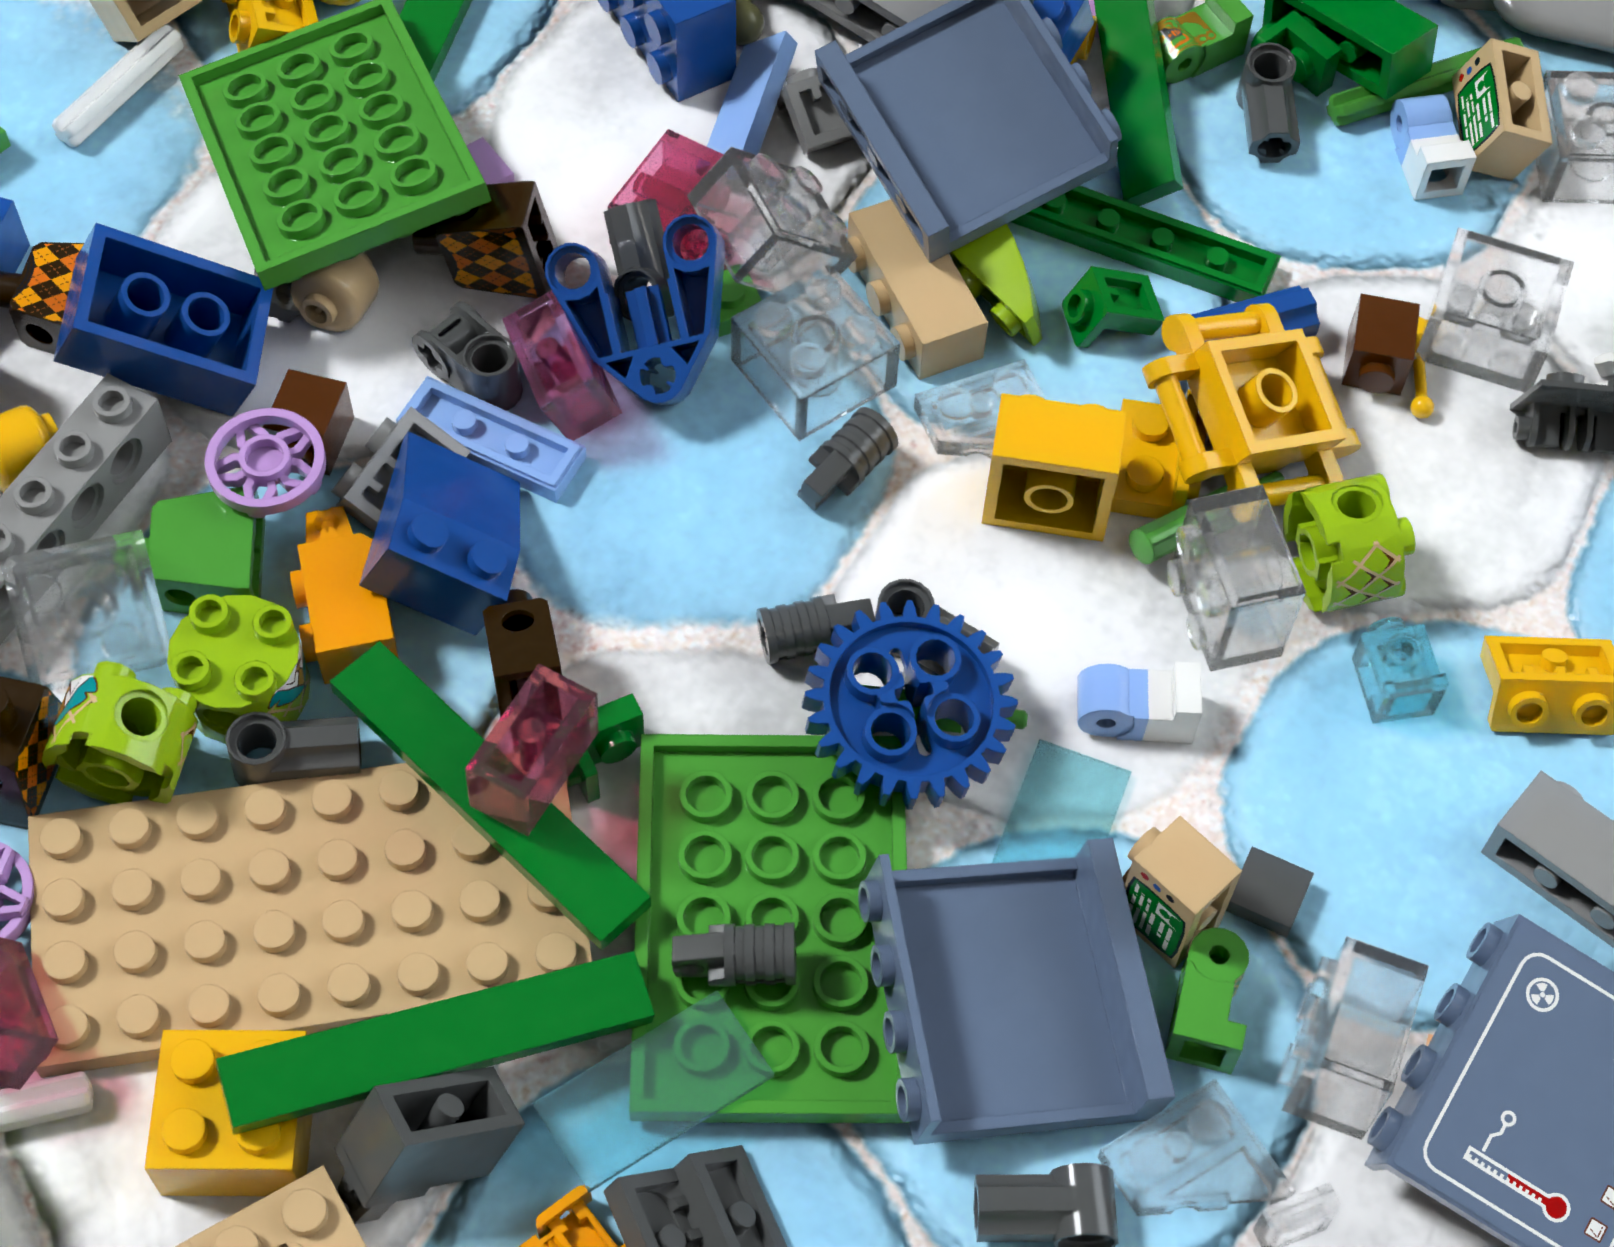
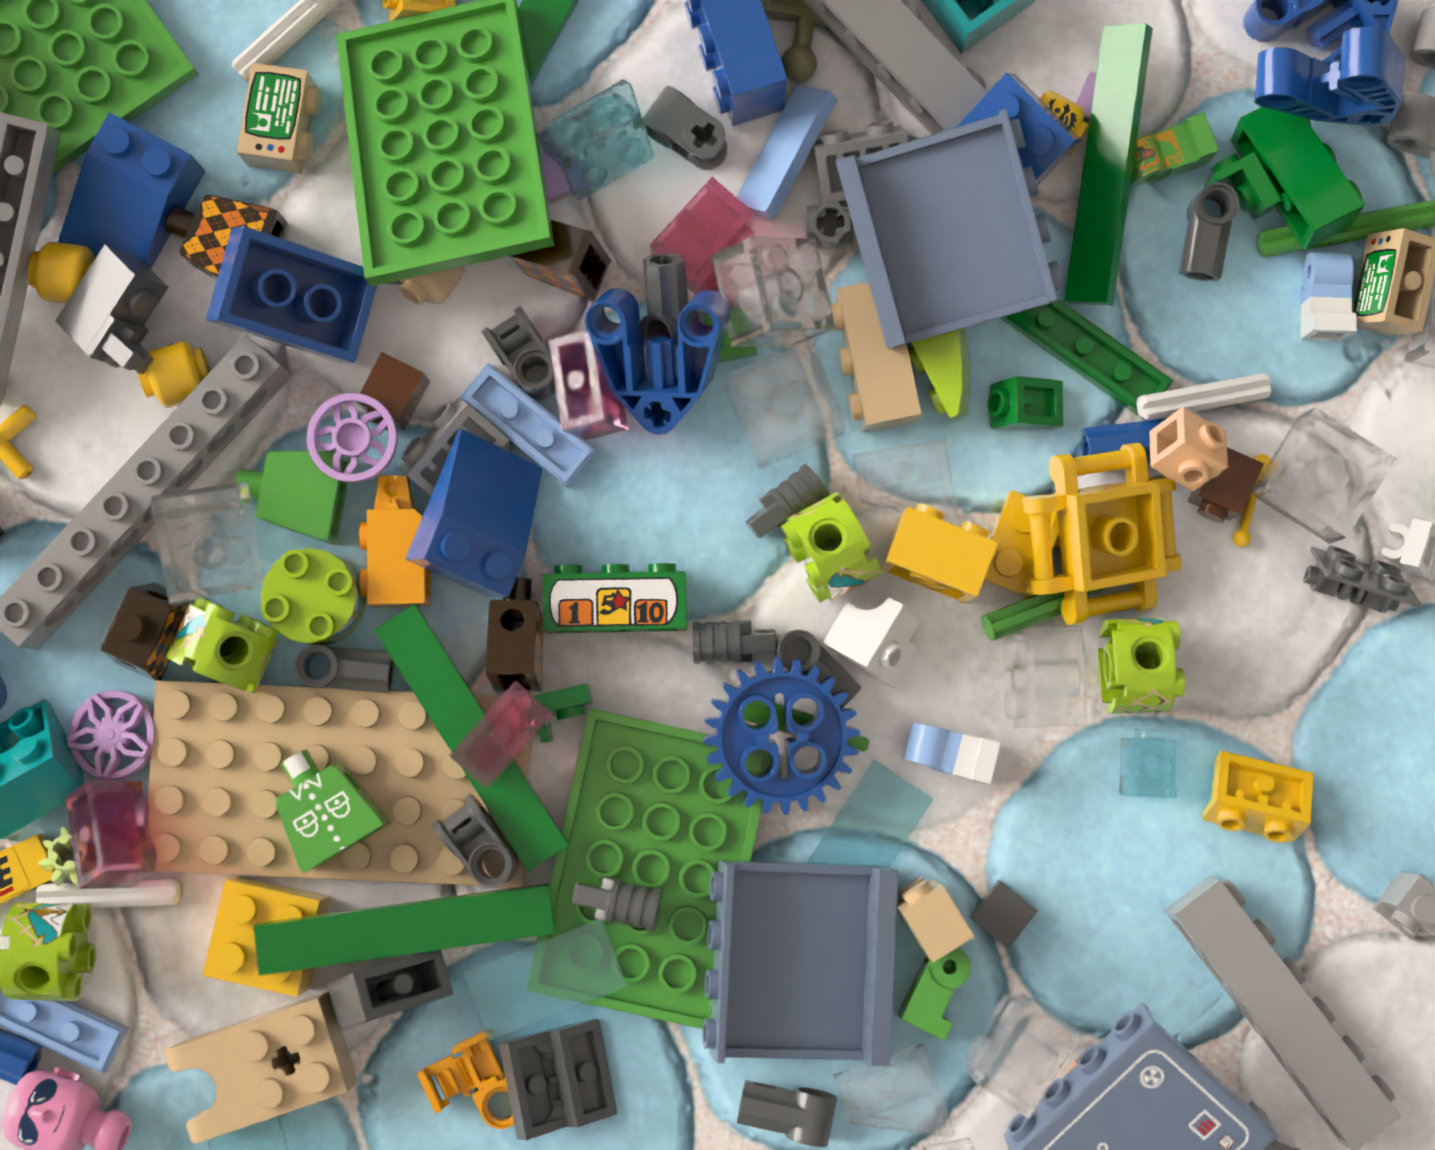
camera: 15 degrees right, 25 degrees up
(118, 166) = (278, 118): none -> brick
(300, 915) = (325, 811): none -> bright green torso
(515, 908) = (476, 840): none -> dark grey piece
(522, 114) = (598, 139): none -> clear light blue bracket
(618, 100) = (679, 126): none -> dark grey piece
(649, 605) = (614, 599): none -> brick
(824, 148) = (830, 225): none -> dark grey piece
(917, 483) = (825, 526): none -> lime brick
(1002, 583) = (875, 639): none -> white brick
(1322, 262) = (1204, 396): none -> white axle
(1326, 291) = (1188, 449): none -> light nougat brick

